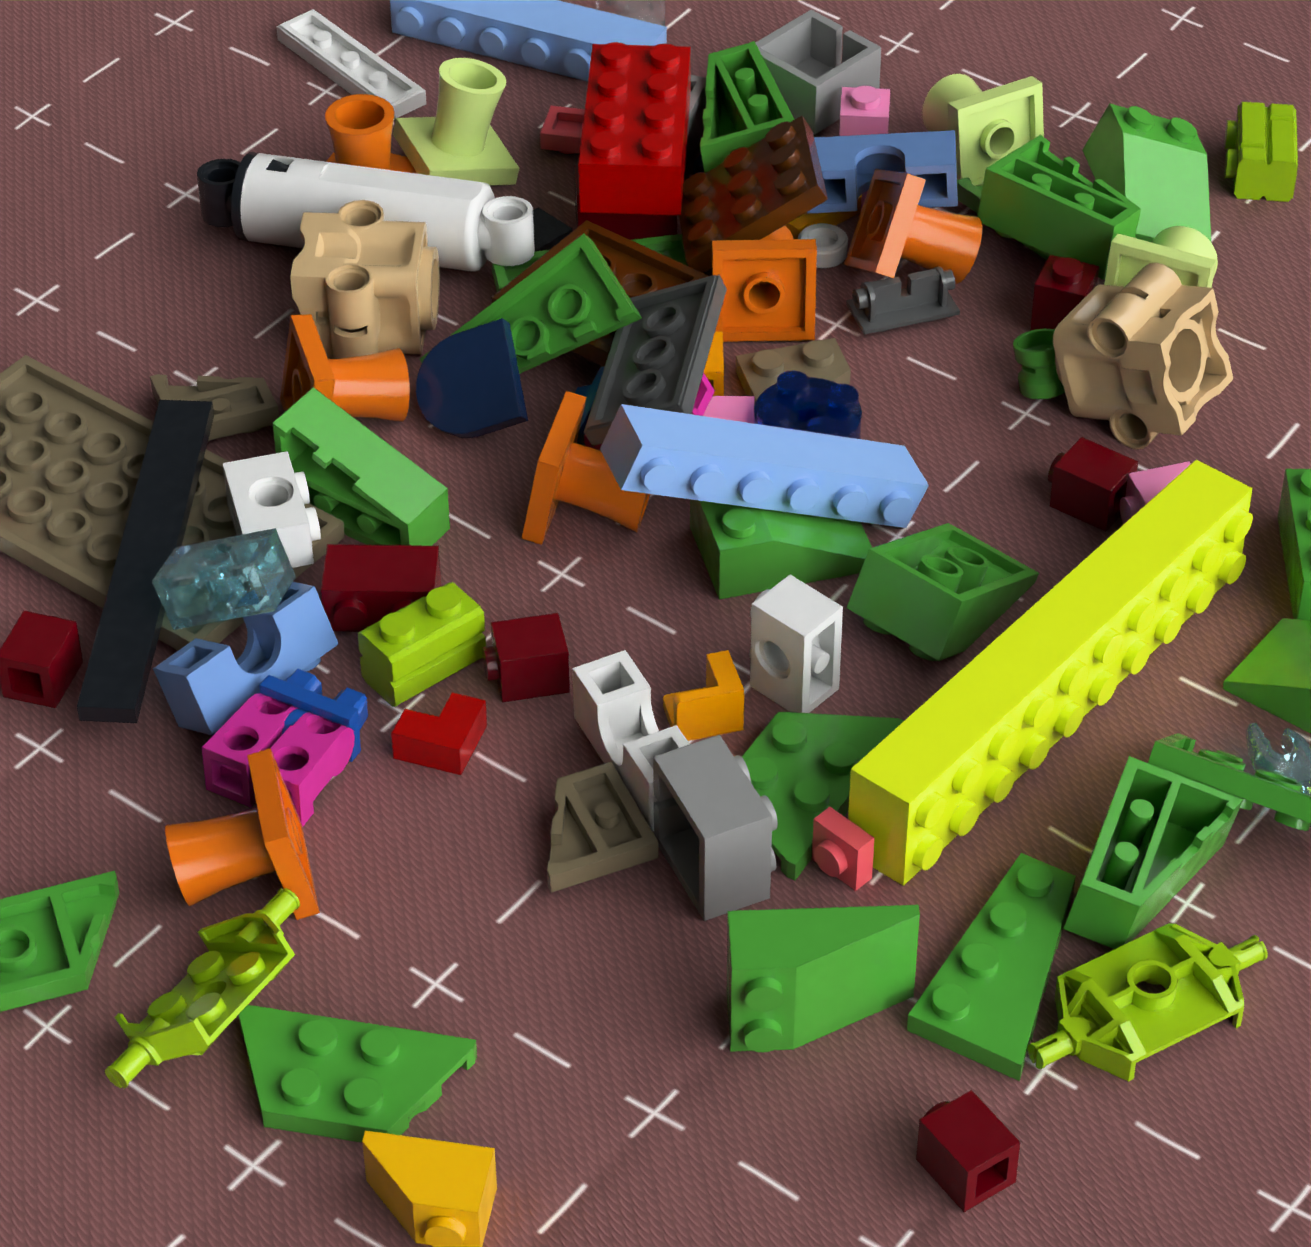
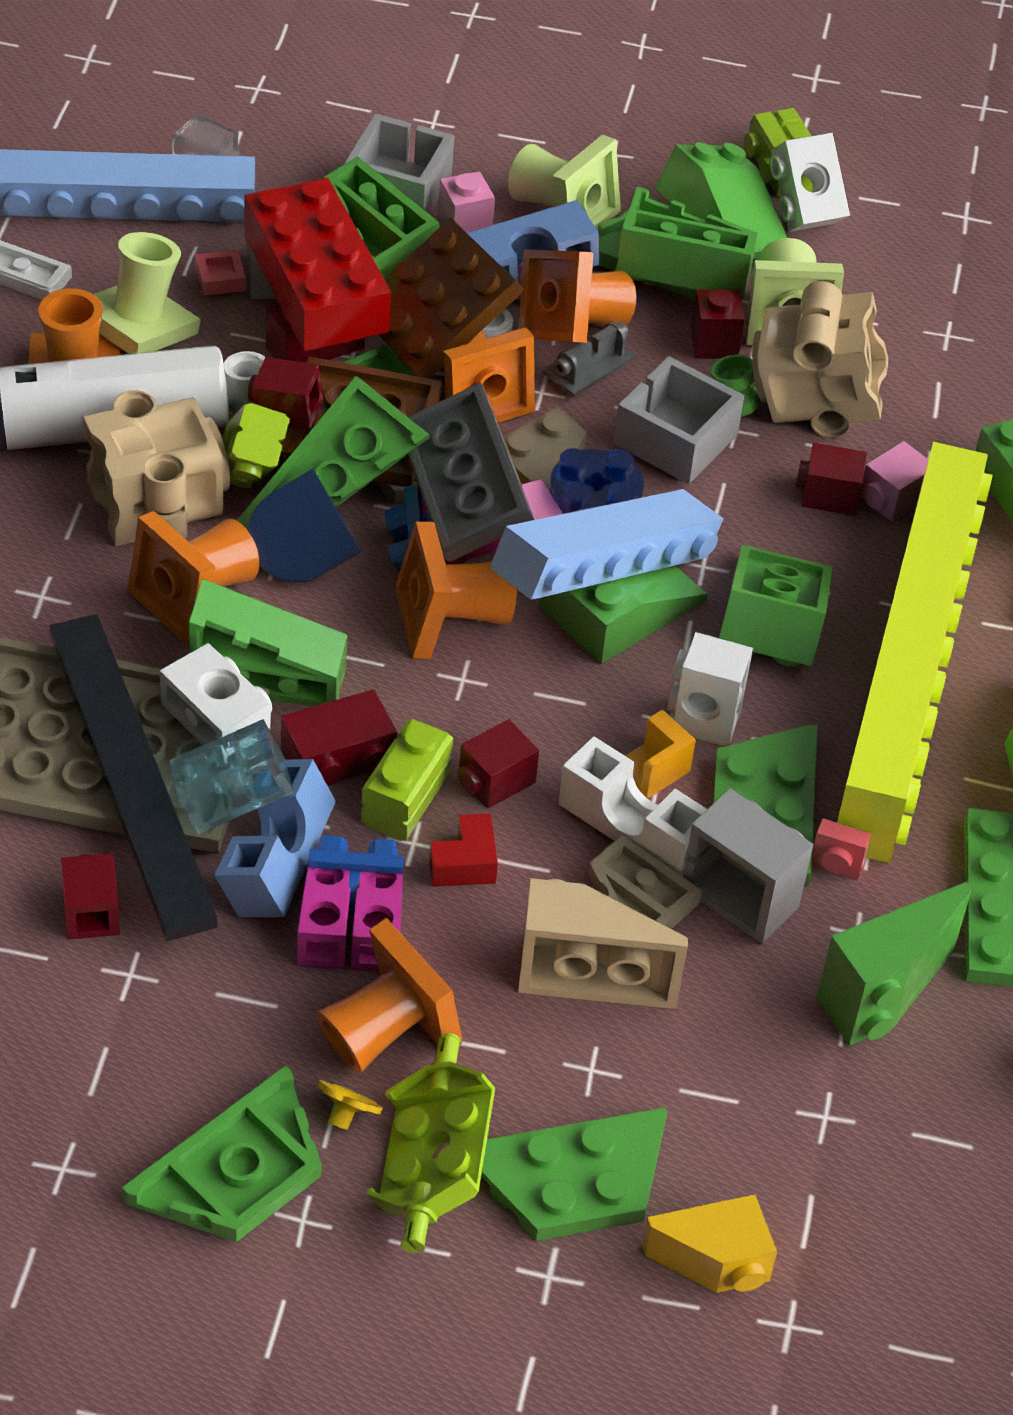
camera: 30 degrees left, 5 degrees up
(155, 926) = (346, 1104): none -> yellow plant
(238, 403) = (109, 598): dark tan wing -> none
(465, 282) = (253, 443): none -> lime brick
(487, 855) = (597, 949): none -> tan slope
(524, 239) = (289, 389): none -> dark red brick
(965, 382) = (678, 419): none -> light grey piece
(1270, 154) = (818, 161): none -> white brick

